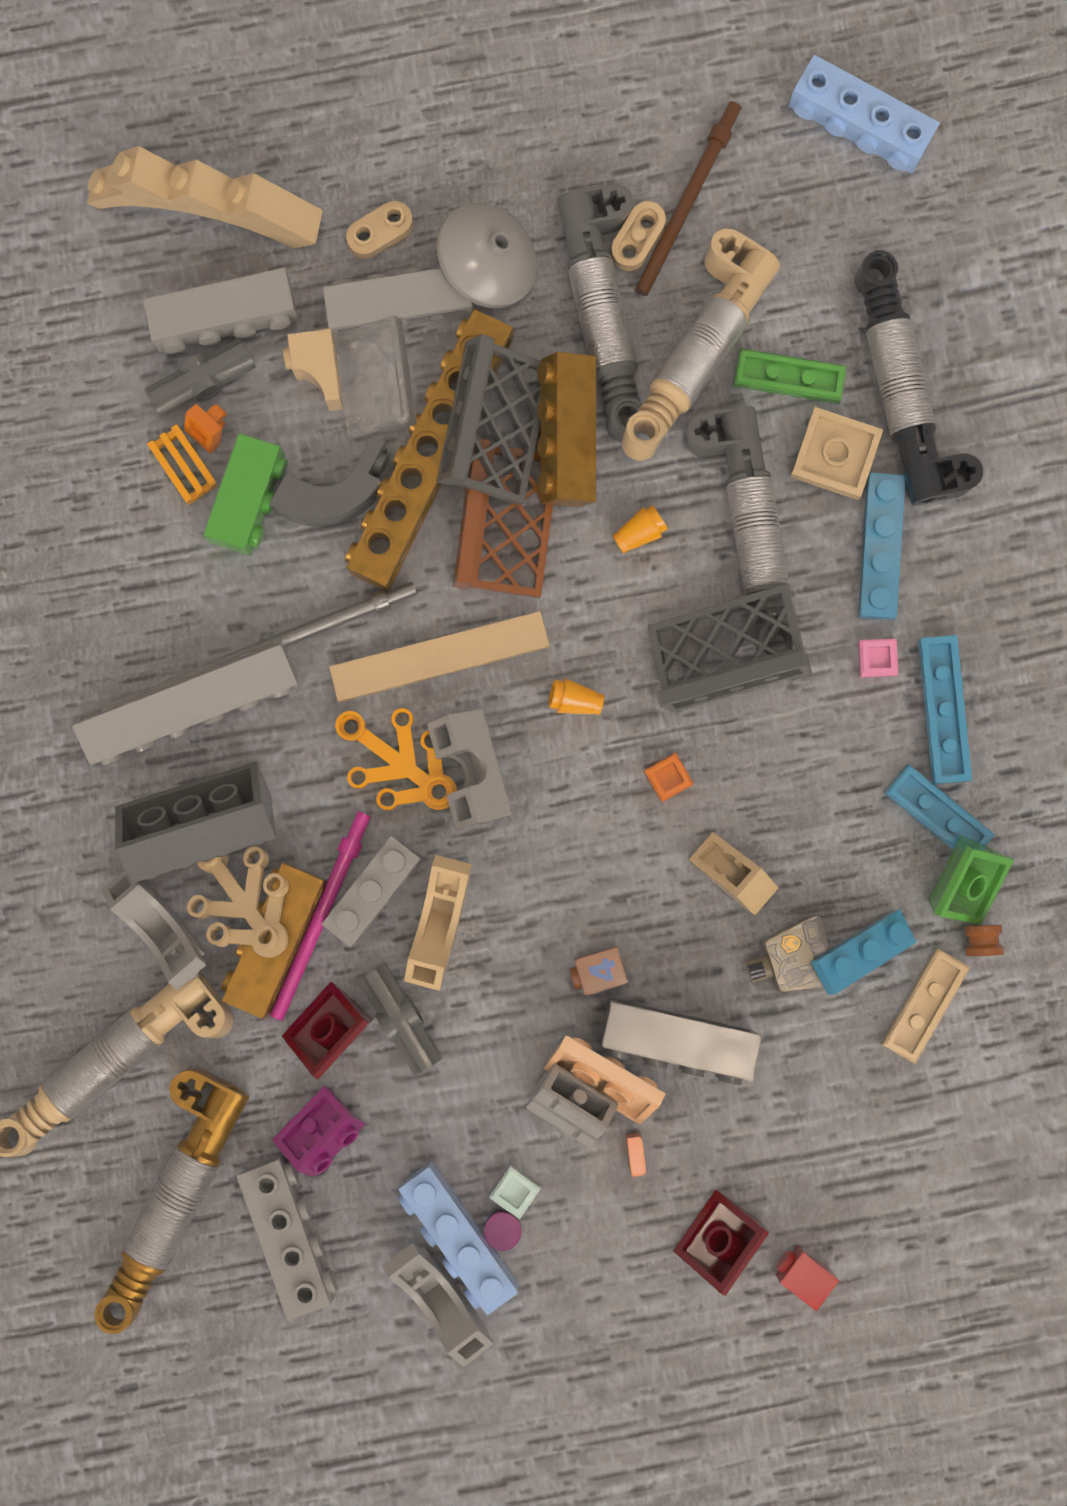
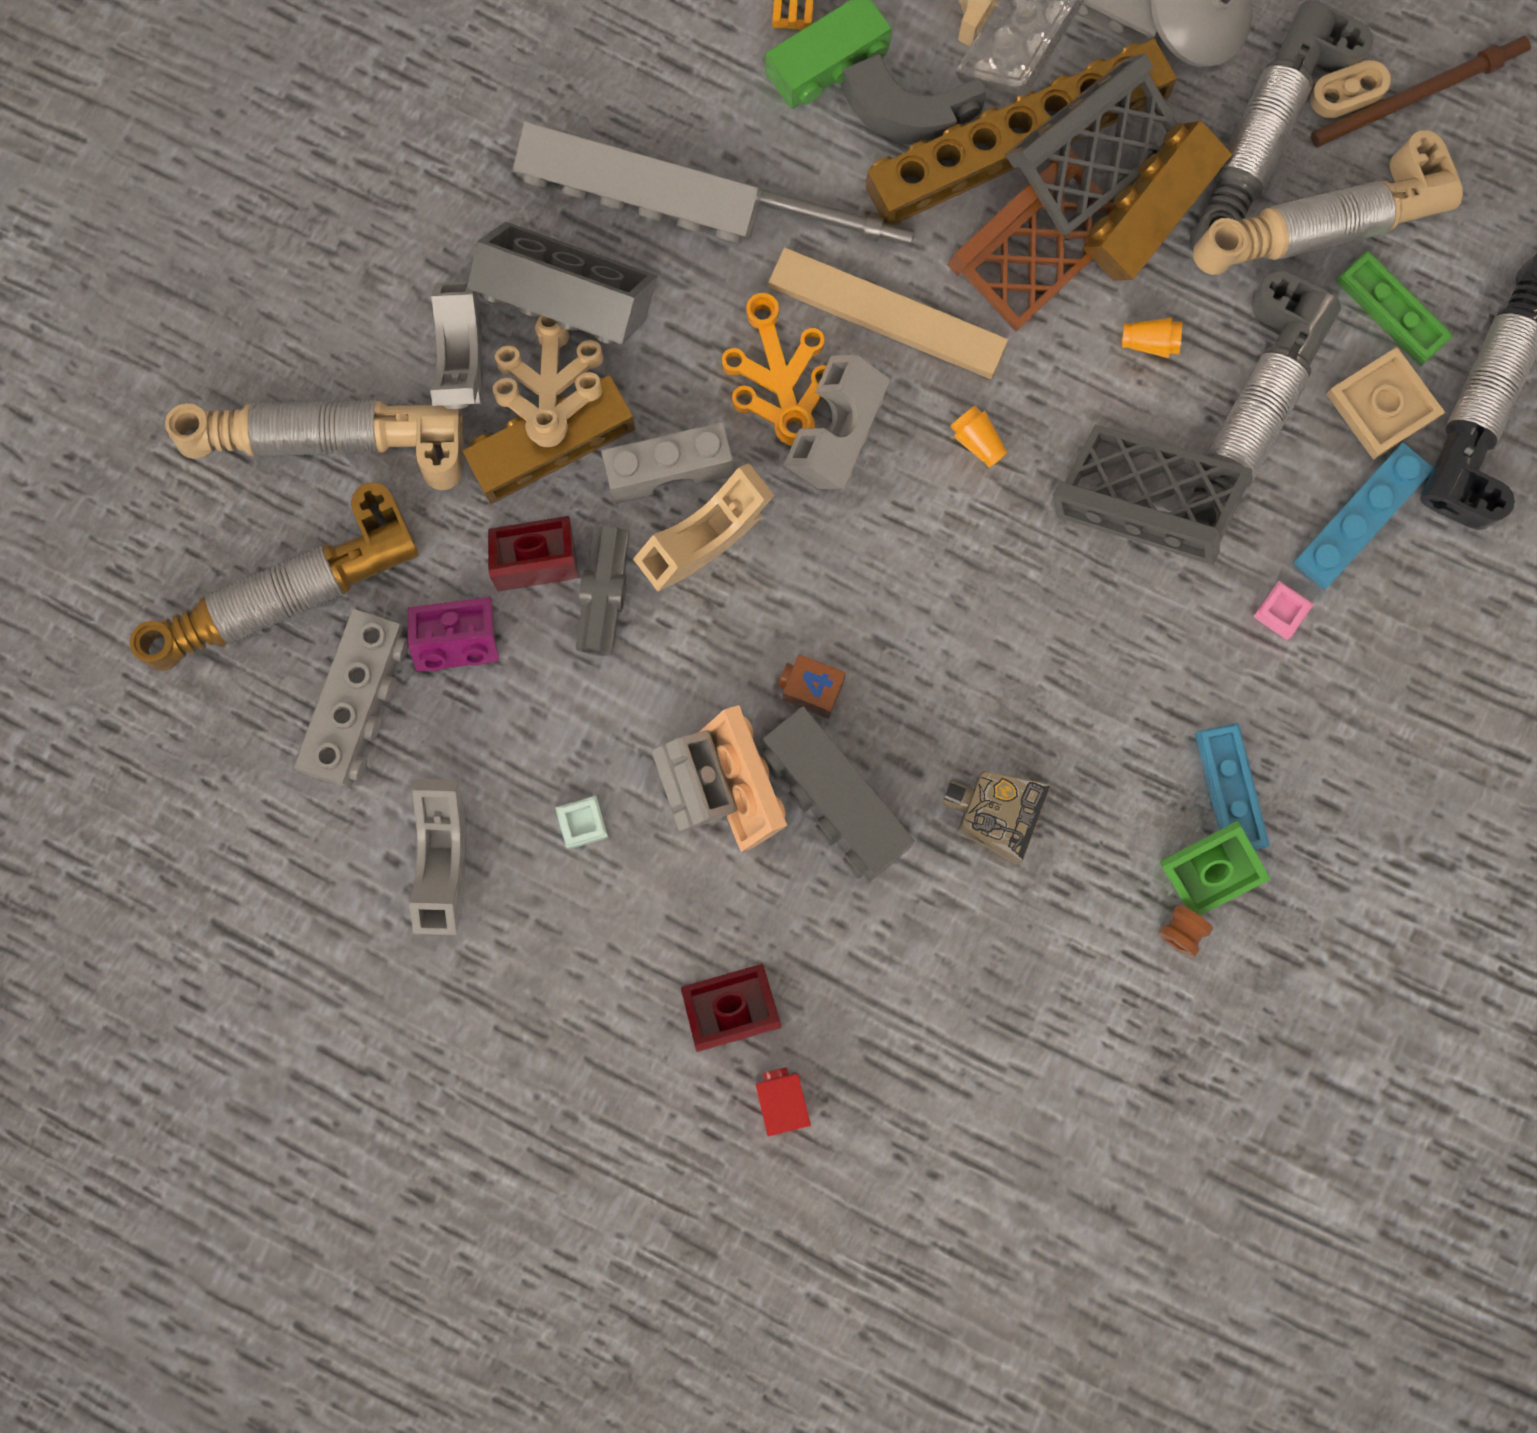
camera: 35 degrees right, 5 degrees down
(349, 849) = (676, 414): dark pink bar -> none
(458, 1237) = (500, 817): light blue brick -> none
(502, 1230) = (543, 847): magenta tile -> none
(635, 1154) = (716, 871): tile -> none
(668, 777) = (1008, 569): orange tile -> none
(734, 873) = (1002, 695): tan arch -> none
(863, 952) = (1065, 851): dark azure plate -> none
(925, 1005) = (1084, 950): tan tile -> none
(944, 709) = (1309, 700): dark azure plate -> none

